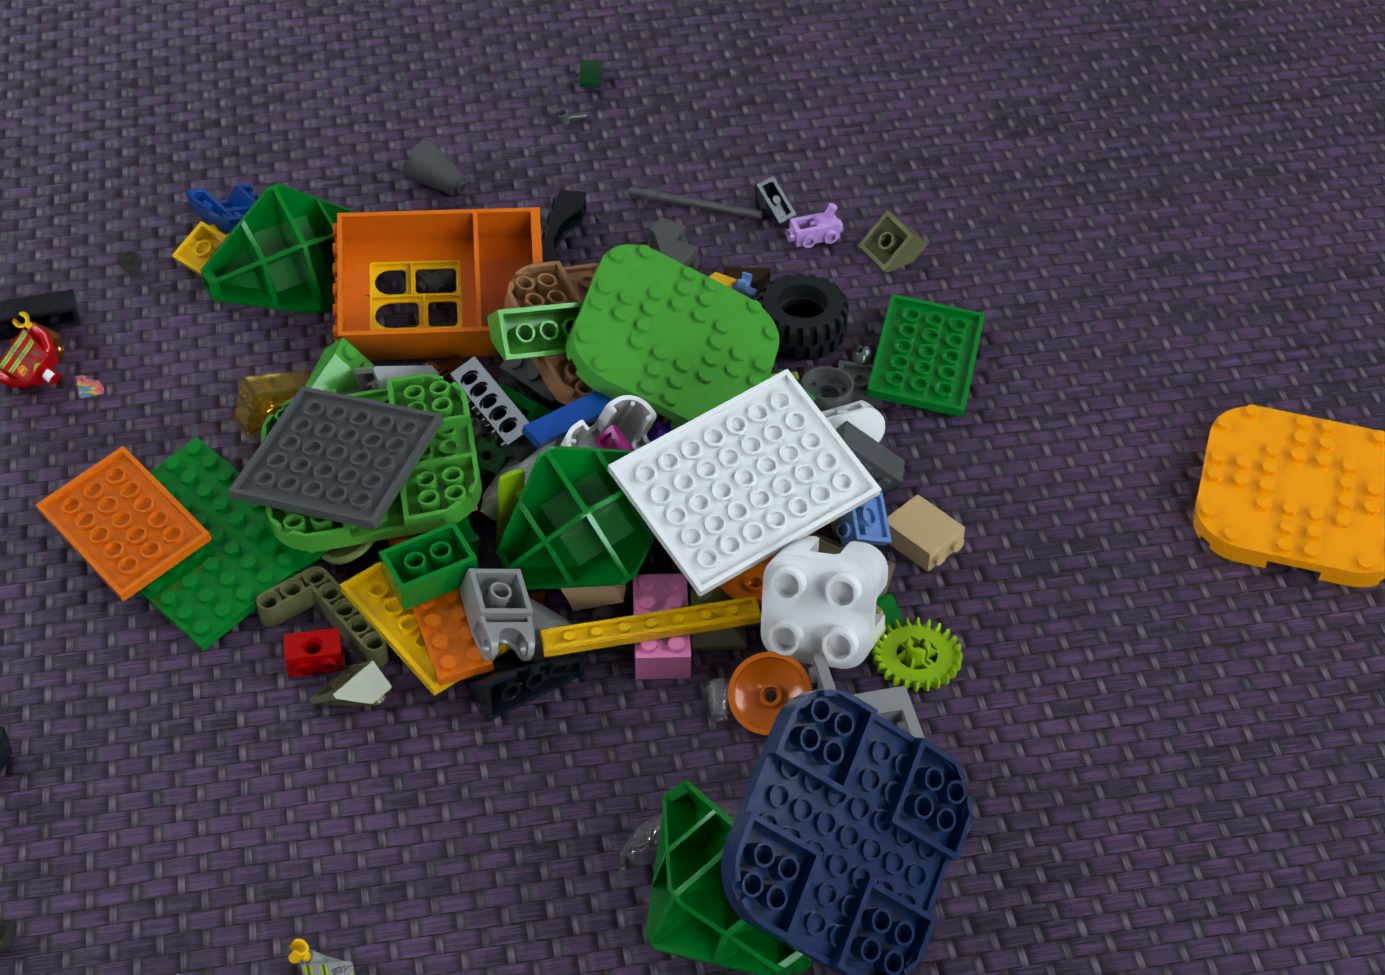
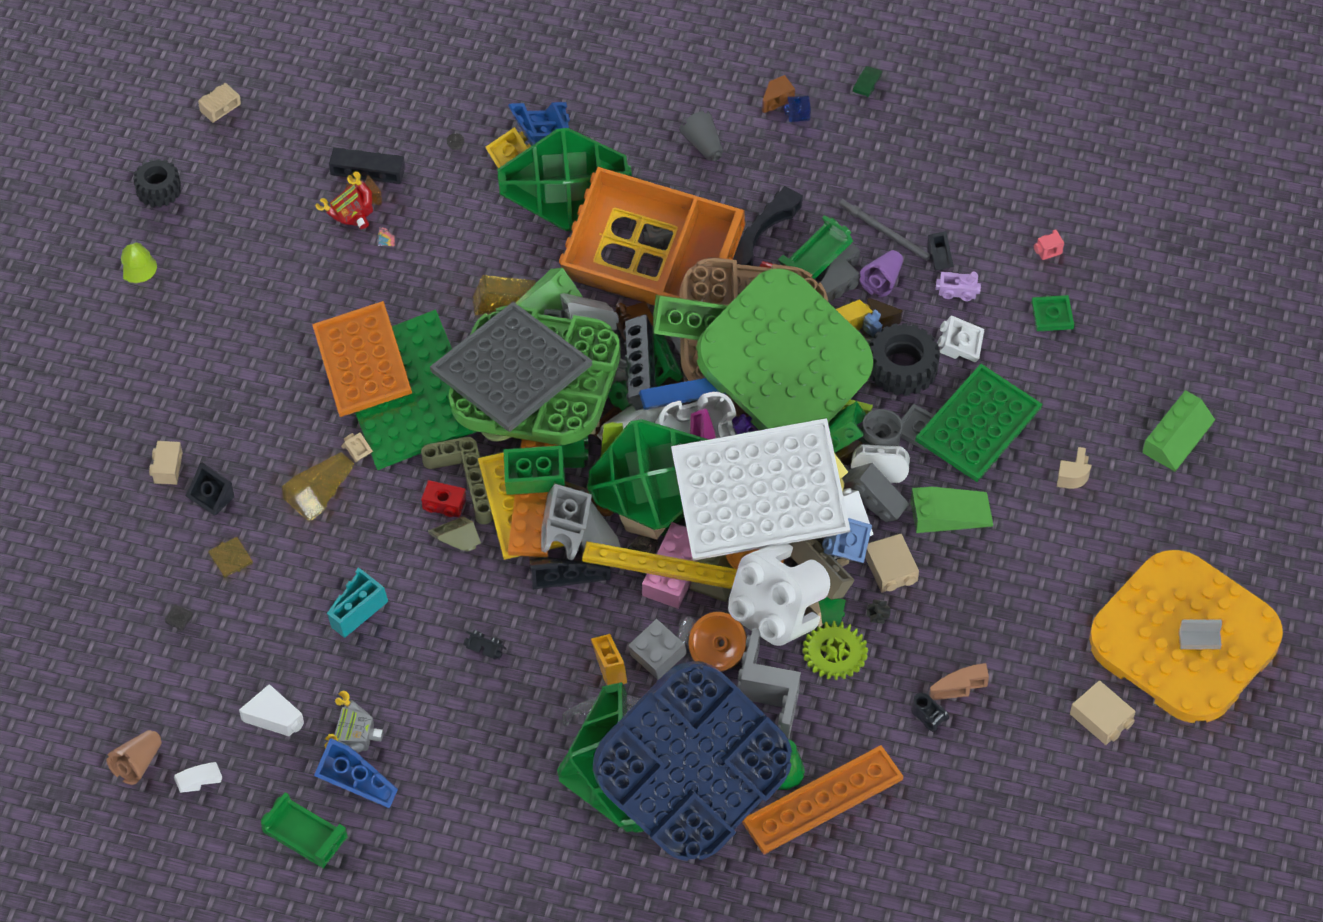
camera: 25 degrees right, 10 degrees up
(40, 829) = (230, 557): none -> clear yellow piece
(125, 699) = (314, 487): none -> clear yellow wedge
(162, 630) = (356, 446): none -> tan bracket
(256, 821) = (357, 603): none -> teal wedge
(448, 809) = (492, 647): none -> black hinge
(498, 109) = (777, 93): none -> dark orange slope
(529, 116) = (798, 108): none -> clear blue brick
(564, 117) = (827, 117): dark grey hand -> none
(642, 769) = (609, 660): none -> light orange slope
(644, 224) = (820, 248): none -> green panel
(696, 731) = (657, 649): none -> light grey brick
(722, 243) = (881, 273): none -> medium lavender cone
(853, 277) = (960, 339): none -> white plate
(862, 355) = (931, 406): dark grey hinge -> none
(888, 163) = (1049, 245): none -> coral brick
(892, 243) = (1010, 318): olive slope -> none
(935, 225) = (1052, 313): none -> green plate
(949, 455) = (949, 509): none -> bright green slope
(950, 587) = (878, 611): none -> pearl dark grey gear
(1012, 838) = (822, 799): none -> orange plate
(1065, 369) = (1074, 474): none -> tan brick
(1073, 682) = (932, 714): none -> black piece
(1092, 635) = (960, 682): none -> nougat slope
(1149, 294) = (1179, 431): none -> bright green slope
(1276, 609) = (1103, 713): none -> tan brick
(1329, 480) = (1200, 634): none -> light grey panel

